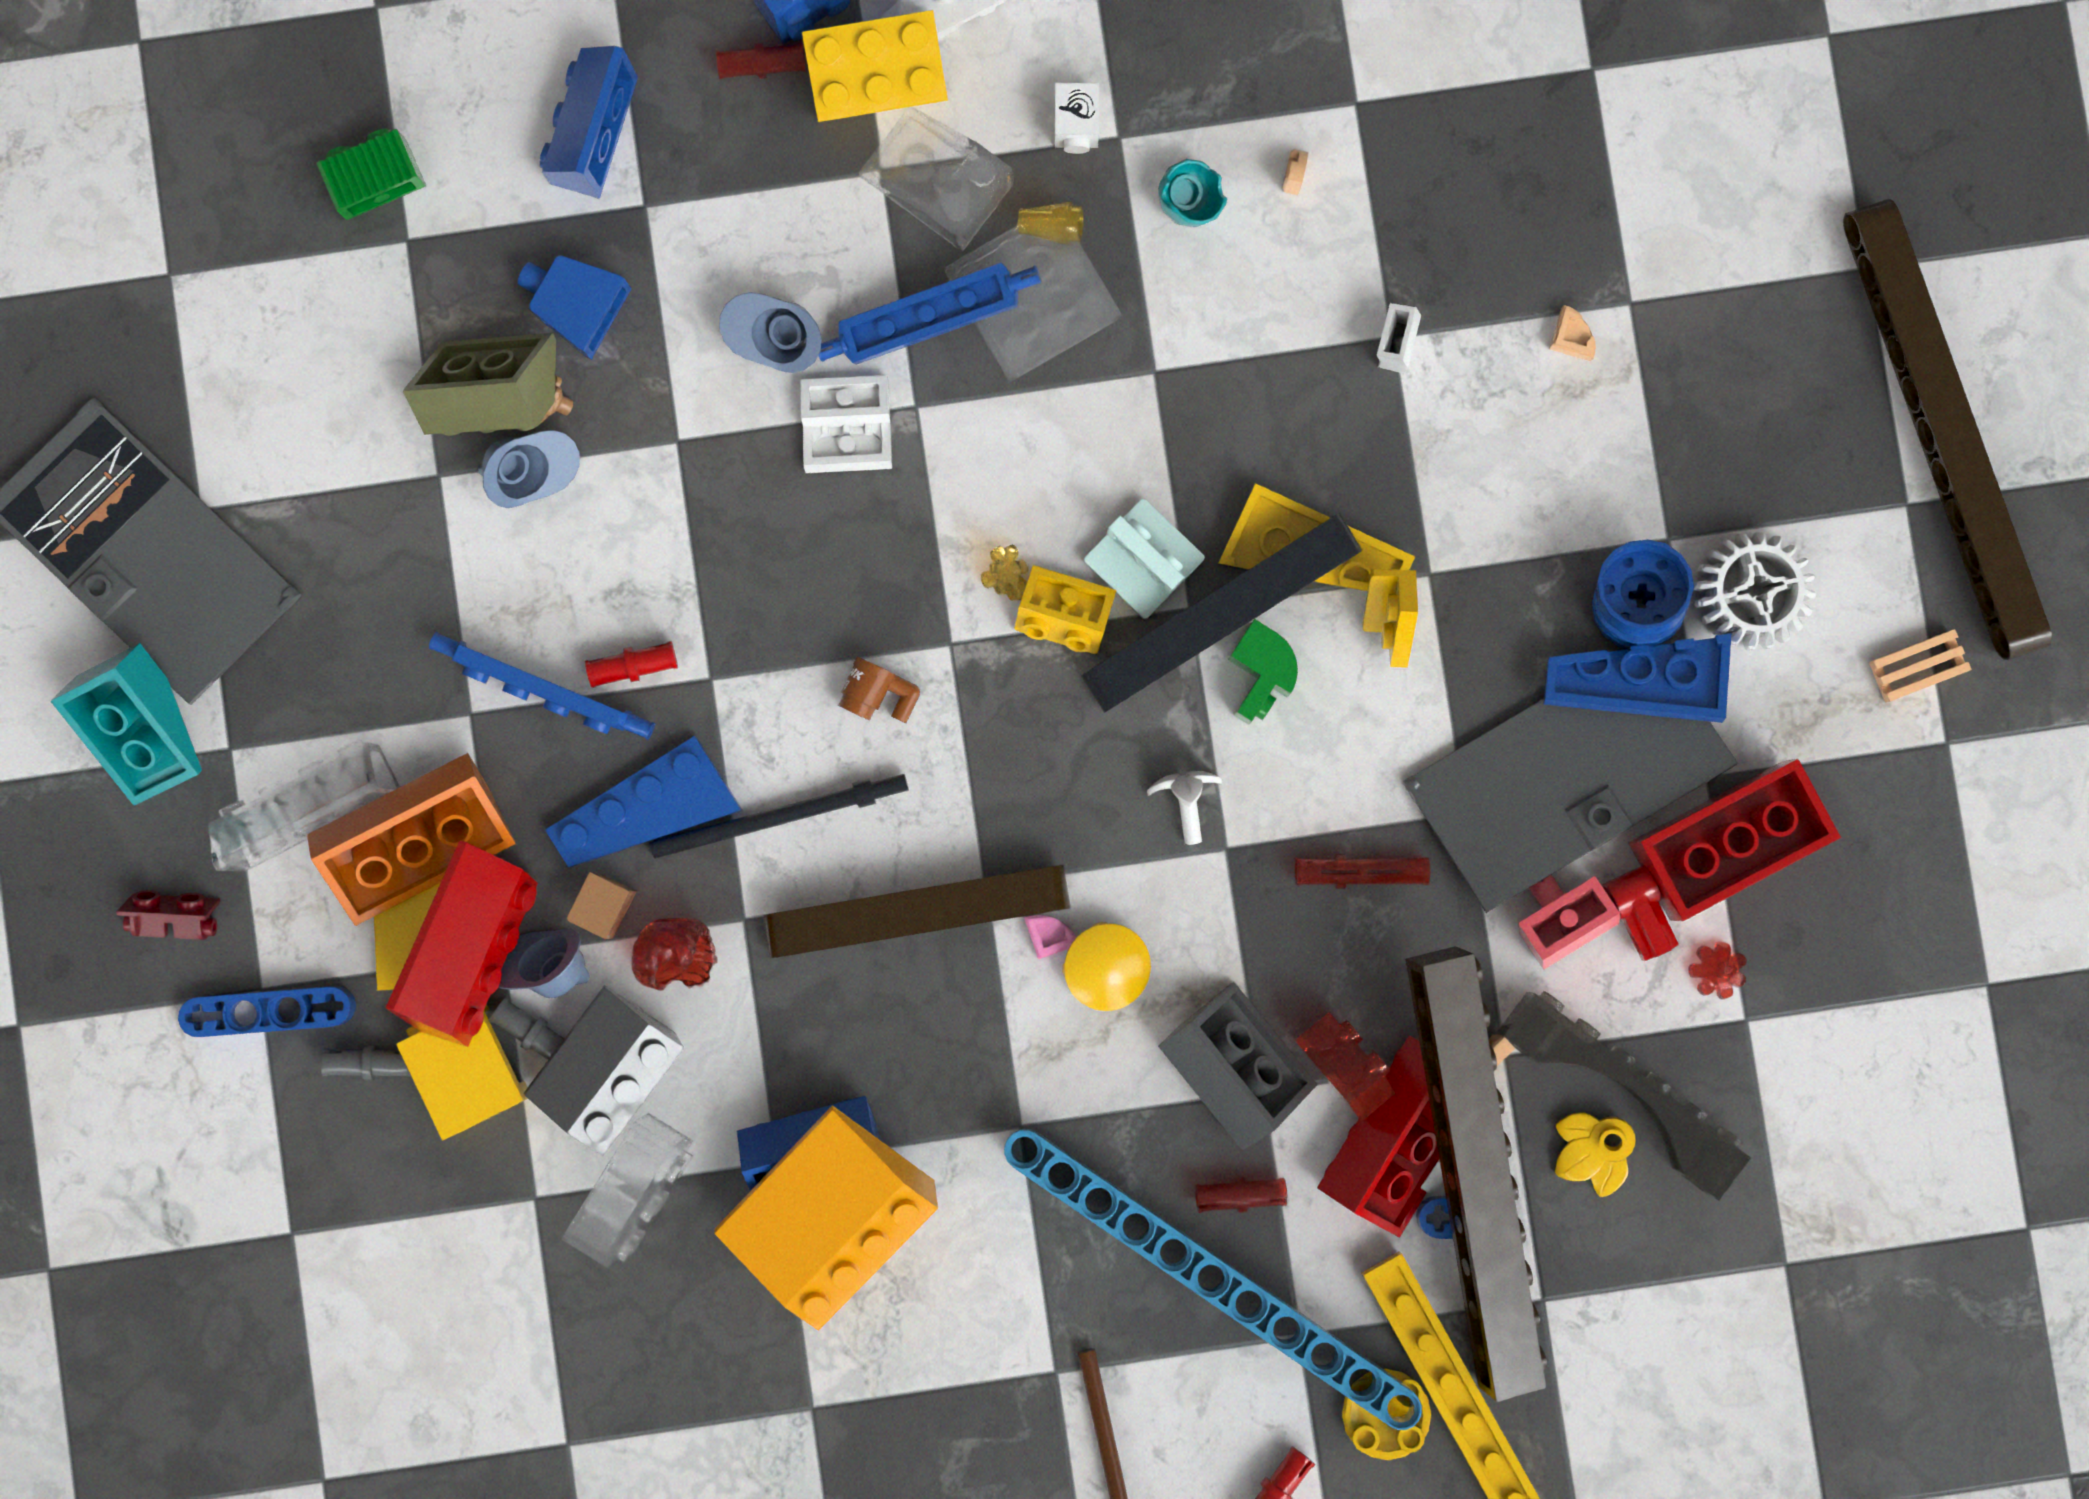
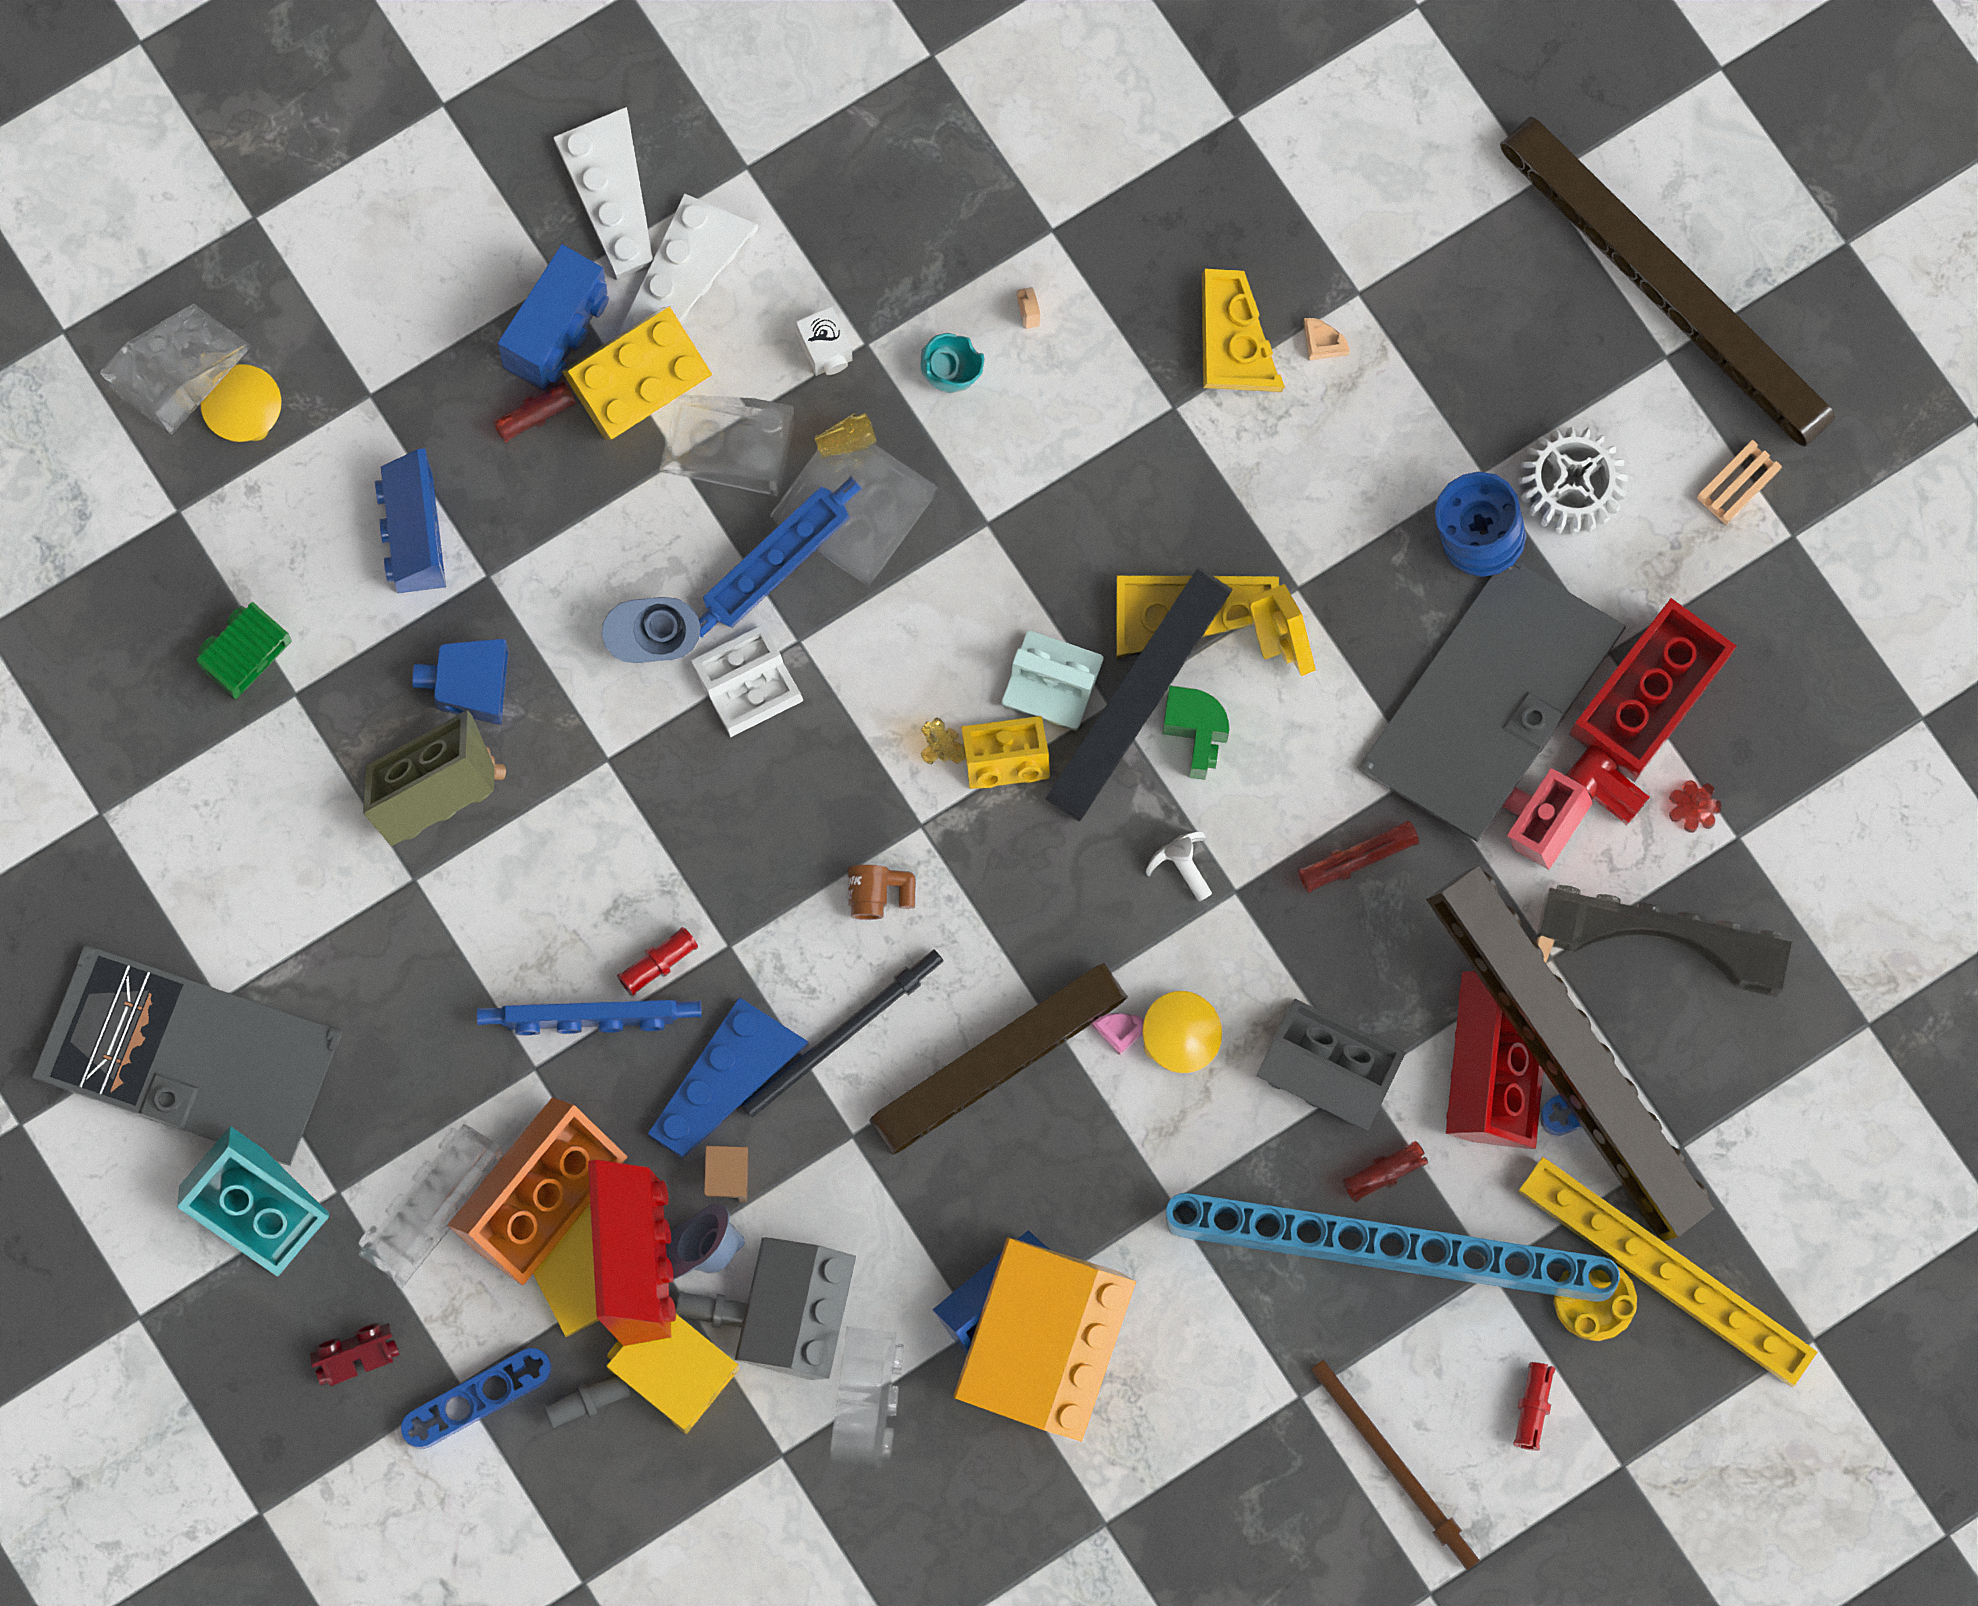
camera: 30 degrees left, 10 degrees down
(528, 467) = (493, 833): sand blue piece -> none
(673, 952) = (808, 1185): clear red hair -> none
(1345, 1066) = (1421, 1018): clear red brick -> none
(1405, 315) = (1177, 384): white piece -> none
(1433, 1180) = (1541, 1084): white sticker -> none
(1484, 292) = (1233, 339): none -> yellow wing
(1588, 1154) = (1660, 1006): yellow plate -> none
(1659, 680) = (1531, 586): blue wing -> none

